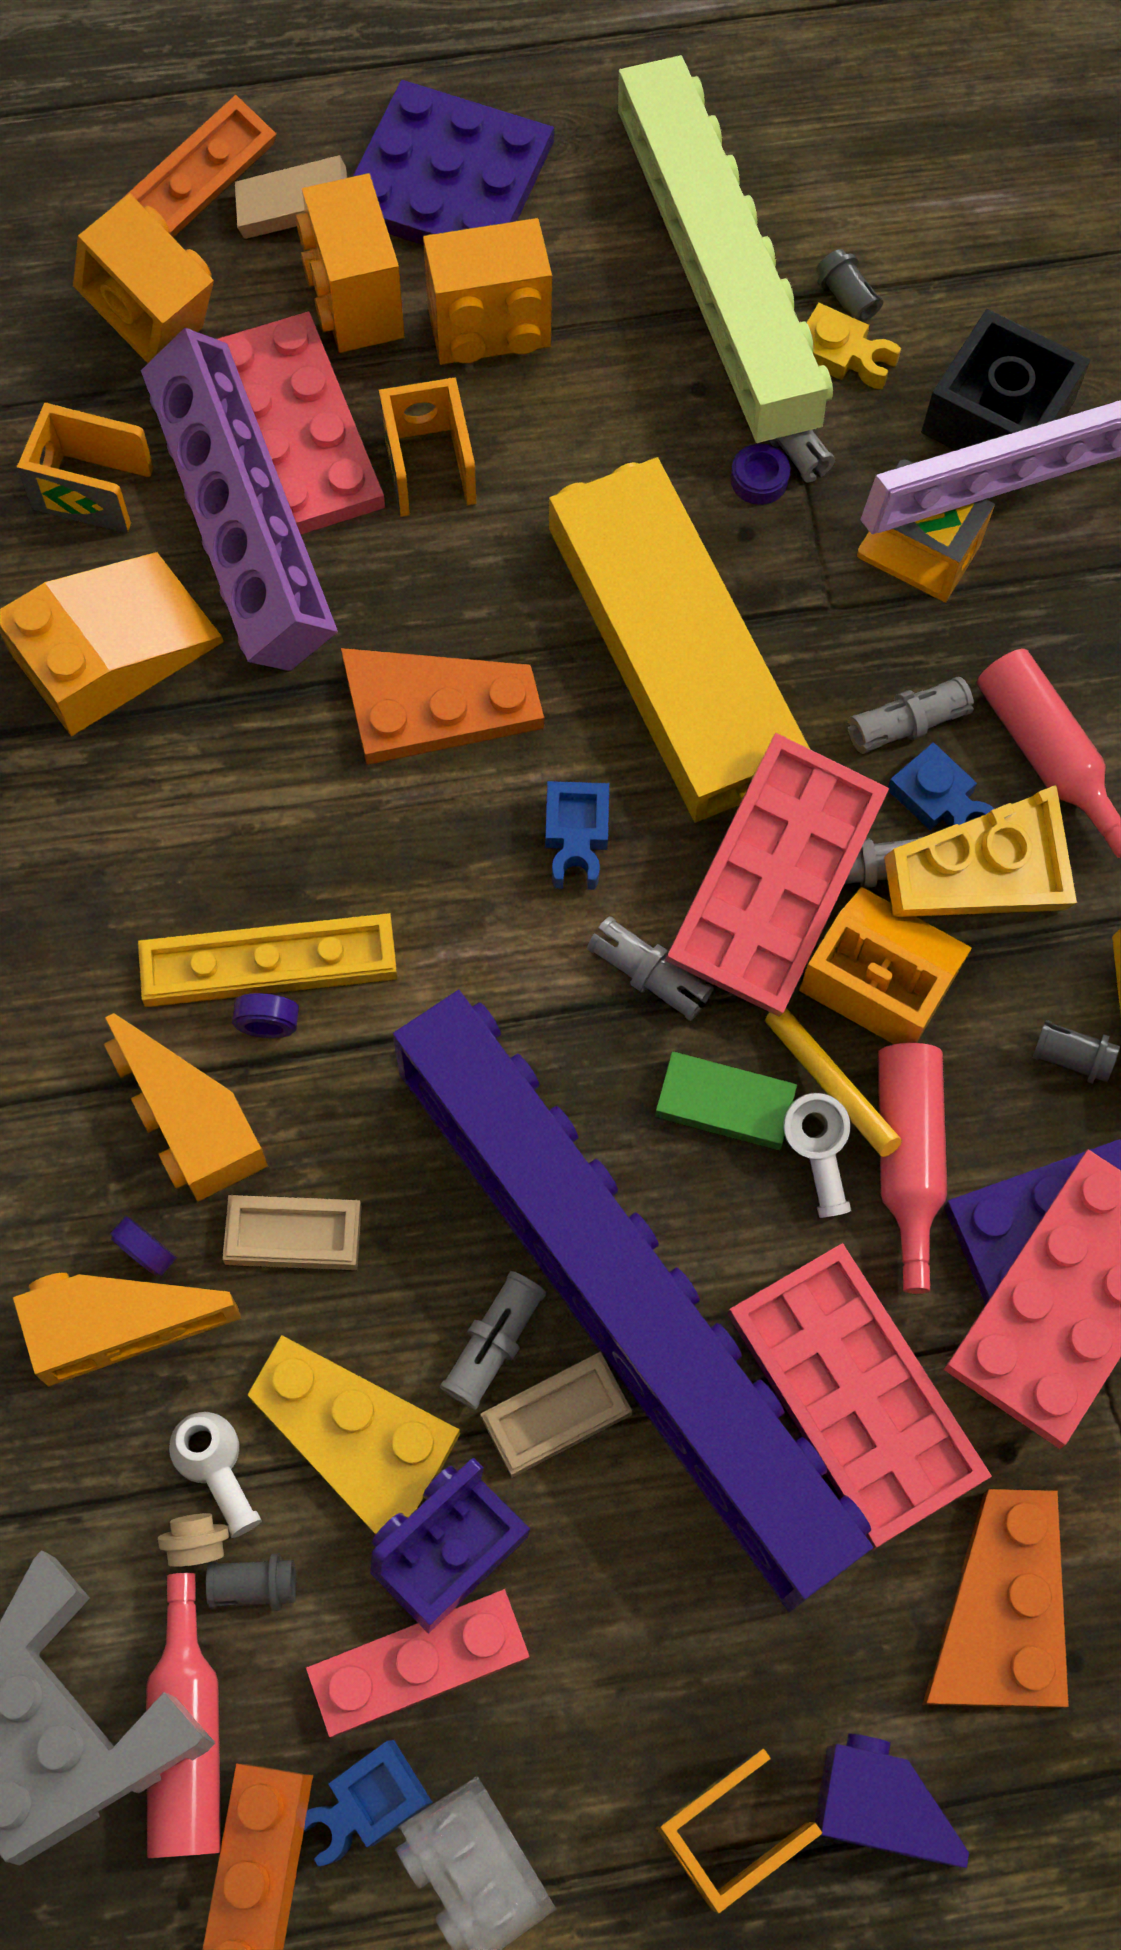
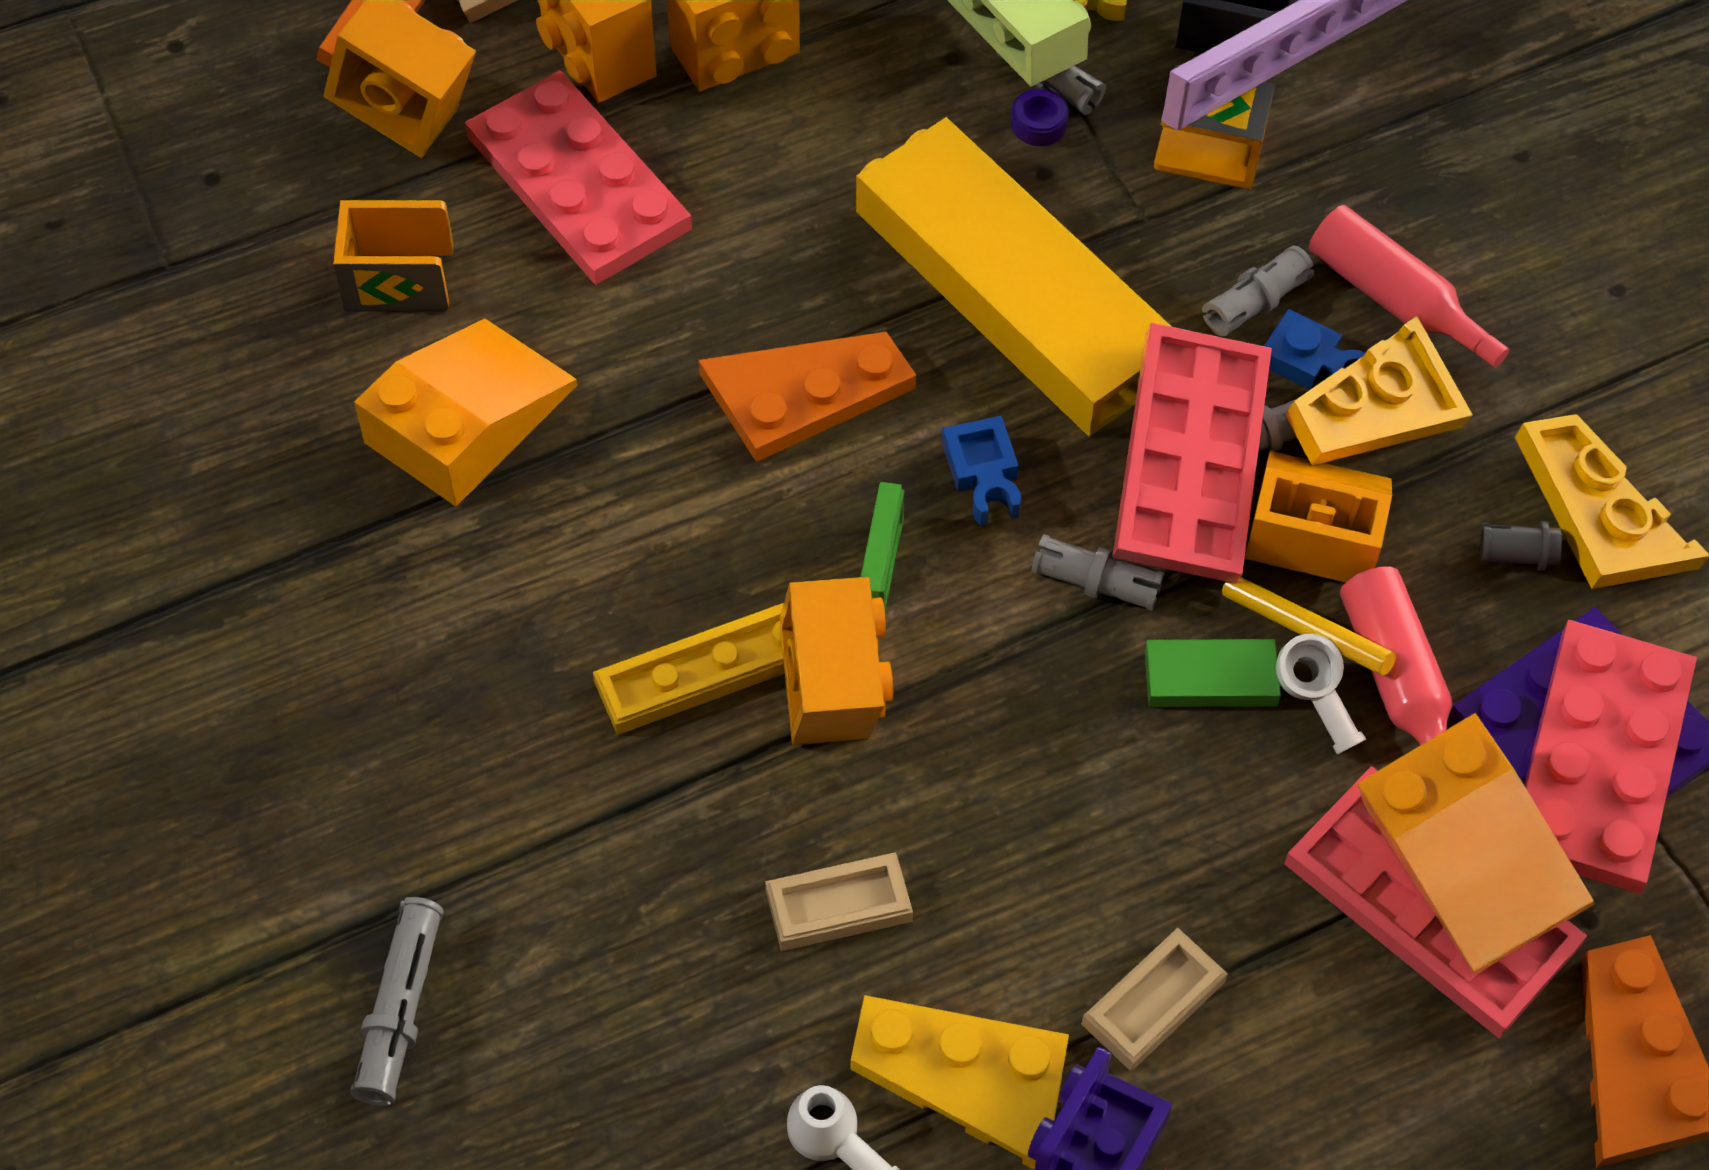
camera: 15 degrees left, 10 degrees down
(99, 1321) = (692, 1023): light orange slope -> none
(142, 1246) = (699, 949): dark purple tile -> none
(196, 1114) = (705, 812): light orange slope -> none
(238, 502) = (555, 251): medium lavender brick -> none
(265, 1015) = (744, 706): dark purple tile -> none
(350, 998) = (833, 660): none -> light orange brick
(445, 416) = (731, 129): light orange piece -> none
(446, 894) = (884, 539): none -> bright green tile
(517, 1302) = (1063, 983): light grey pin -> none
(630, 1303) = (1197, 867): dark purple brick -> none
(904, 1361) = (1474, 843): none -> light orange slope

